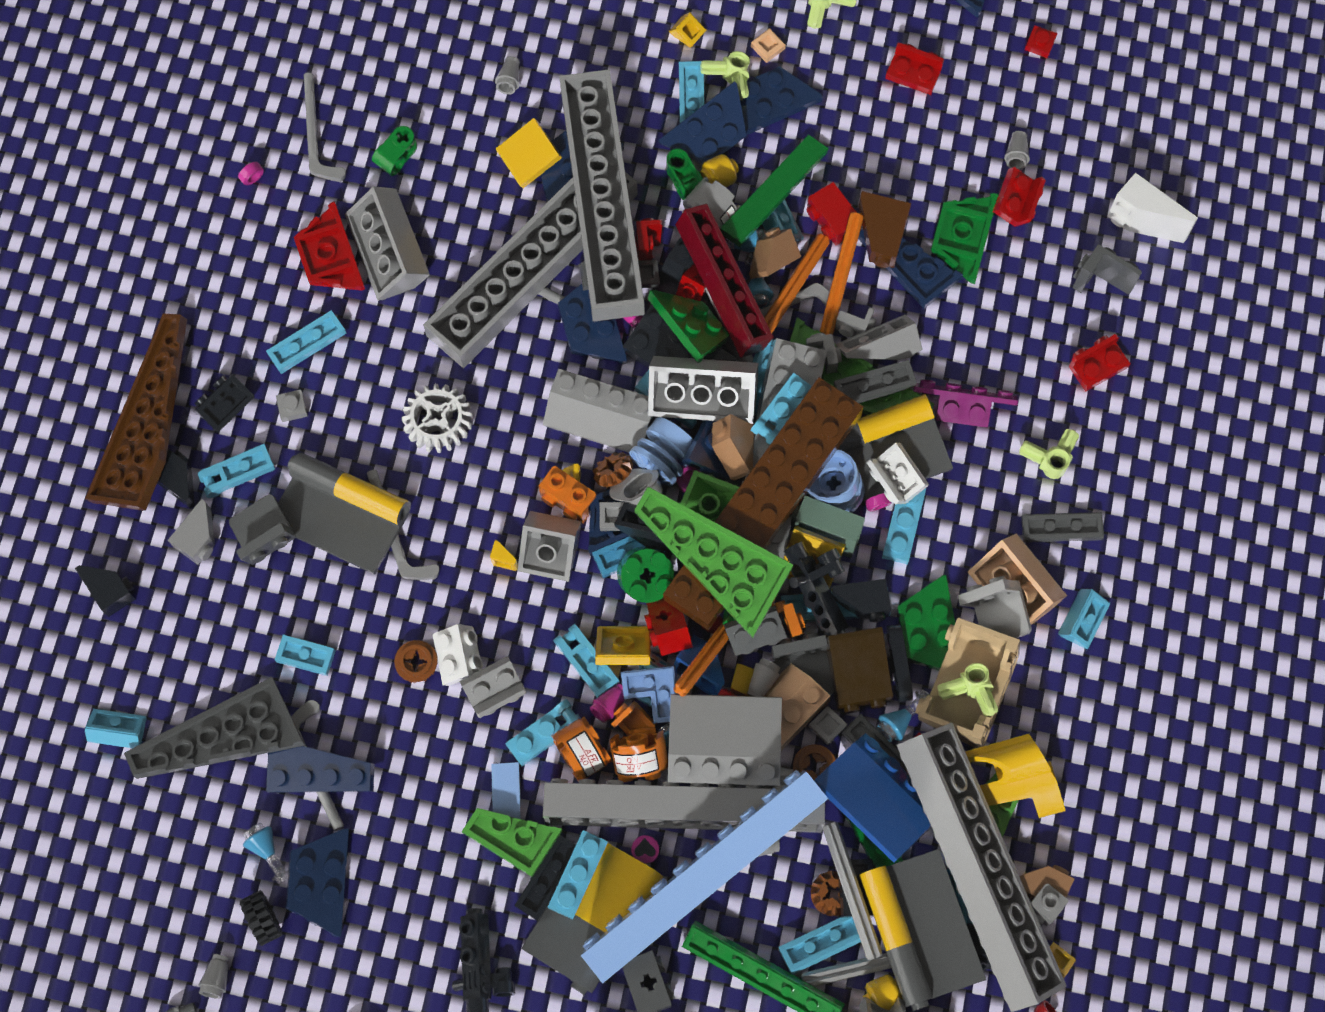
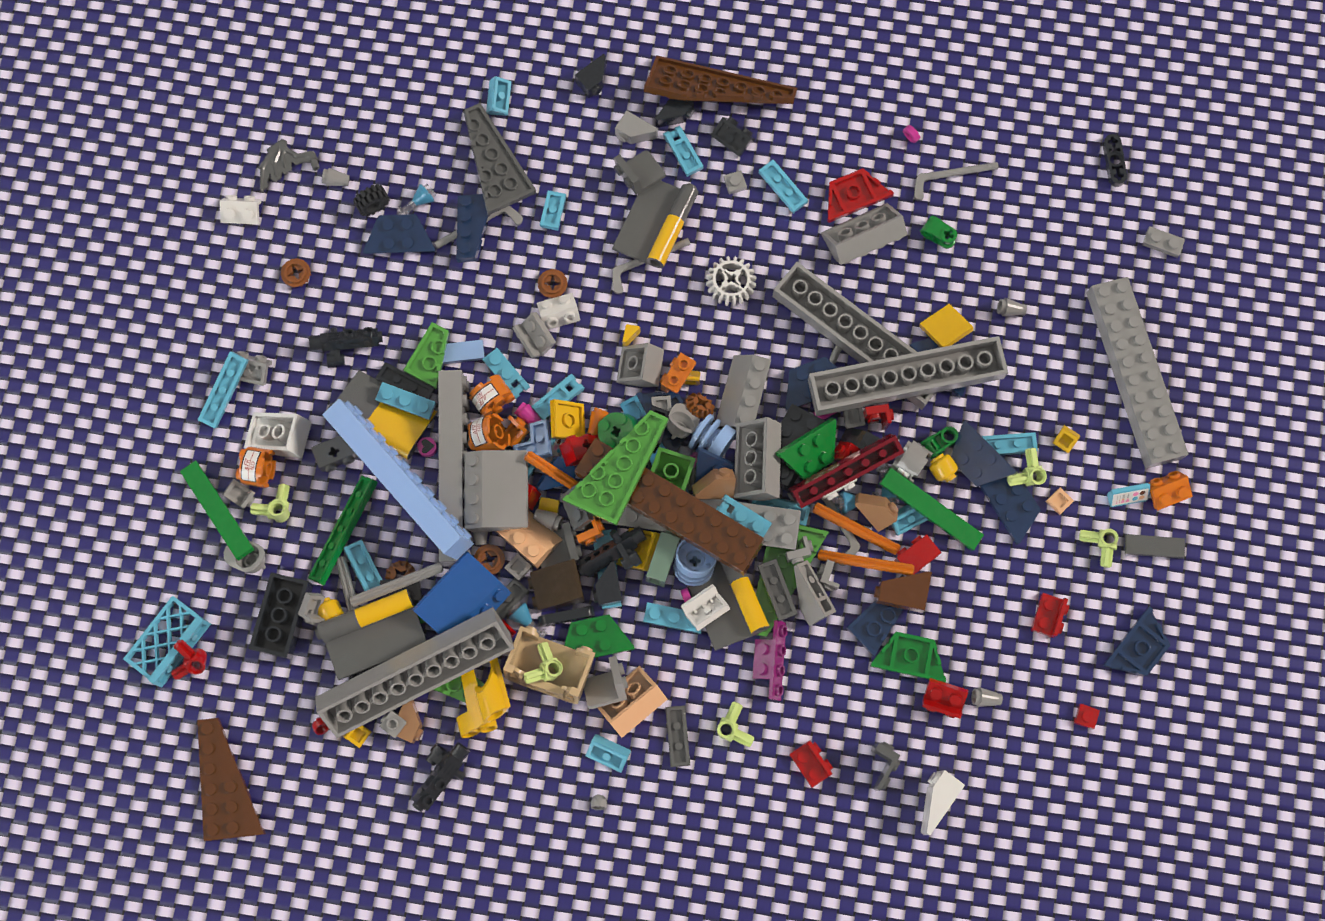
camera: 85 degrees right, 5 degrees up
(624, 608) = (596, 415): none -> orange cone
(1121, 842) = (447, 767): none -> black piece
(1150, 632) = (599, 802): none -> light grey hinge

